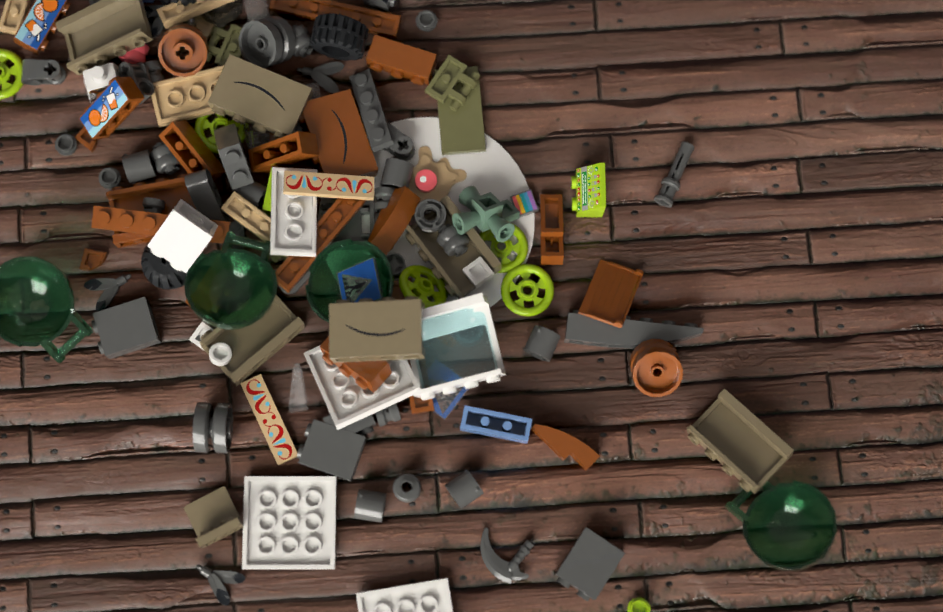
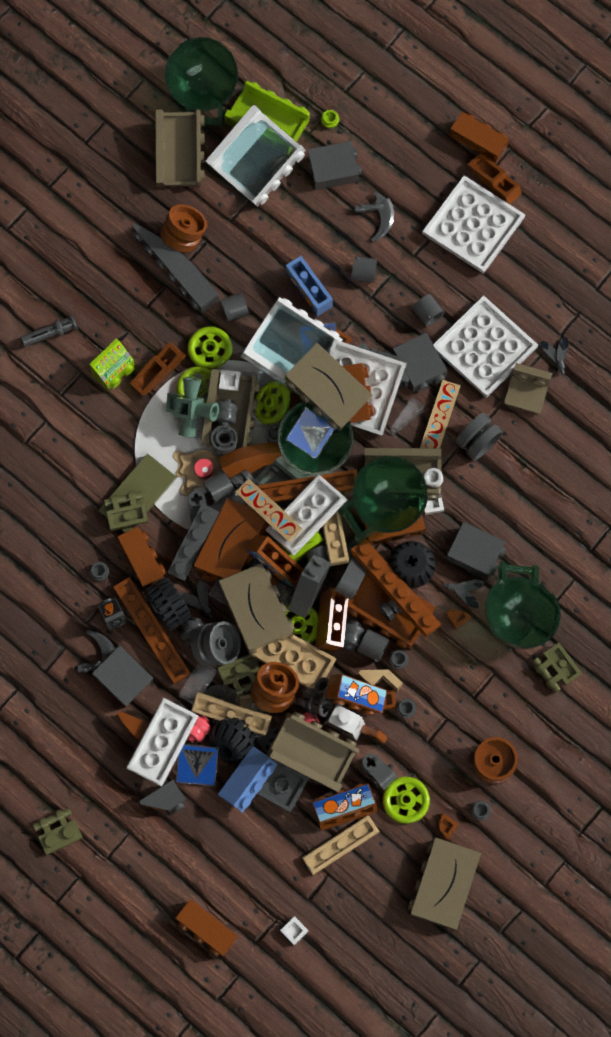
camera: 135 degrees left, 5 degrees down
(73, 98) = (368, 731): none -> dark orange tile
(115, 142) = (375, 676): none -> tan slope
(182, 236) = (390, 555): white brick -> none
(402, 480) = (396, 299): dark grey piece -> none
(524, 203) = (157, 400): tile -> none
(565, 445) = (279, 237): dark orange slope -> none
(611, 293) = (163, 297): dark orange piece -> none
(663, 502) = (256, 156): none -> clear light blue panel
(694, 553) = (280, 111): none -> lime panel

